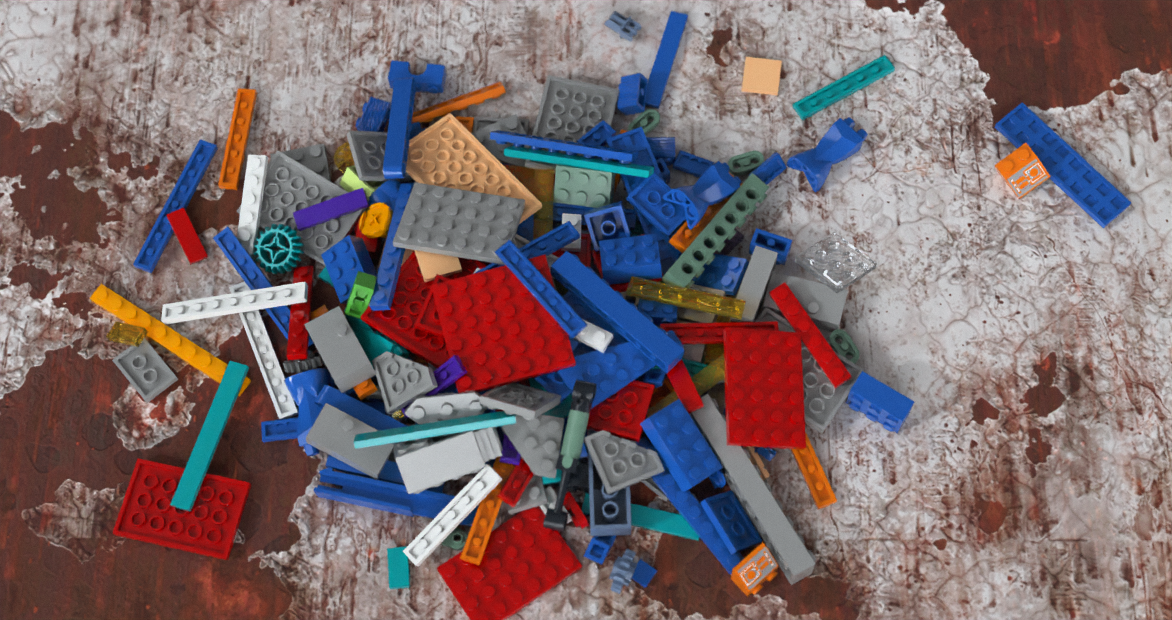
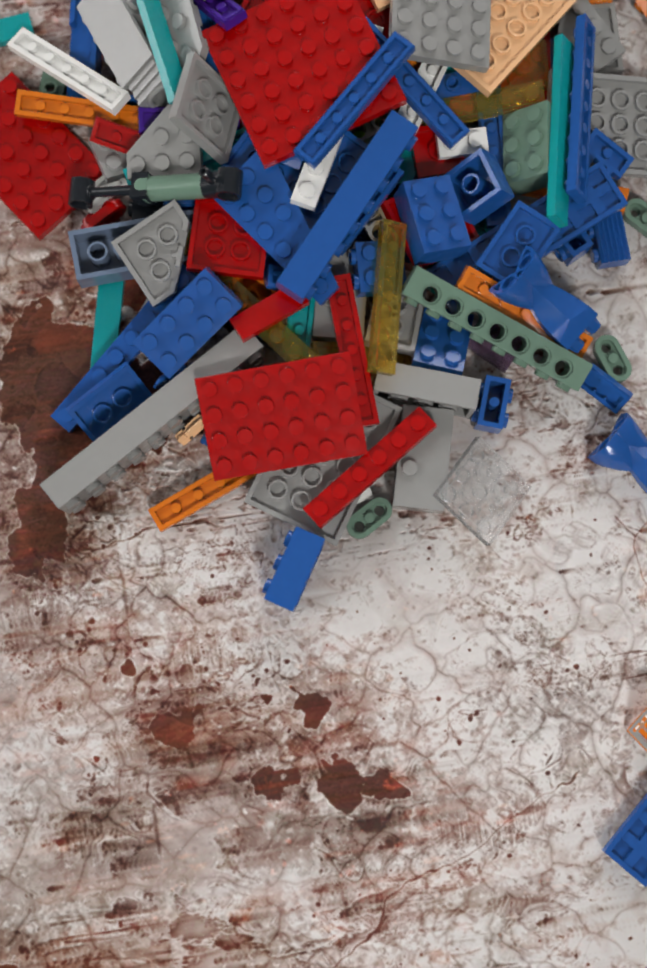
camera: 75 degrees right, 15 degrees up
(599, 548) = (57, 253): blue slope -> none
(623, 571) = (29, 282): sand blue gear -> none
(643, 573) = (39, 311): blue tile -> none
(691, 164) = (598, 289): blue plate -> none
(755, 570) = (52, 439): orange slope -> none

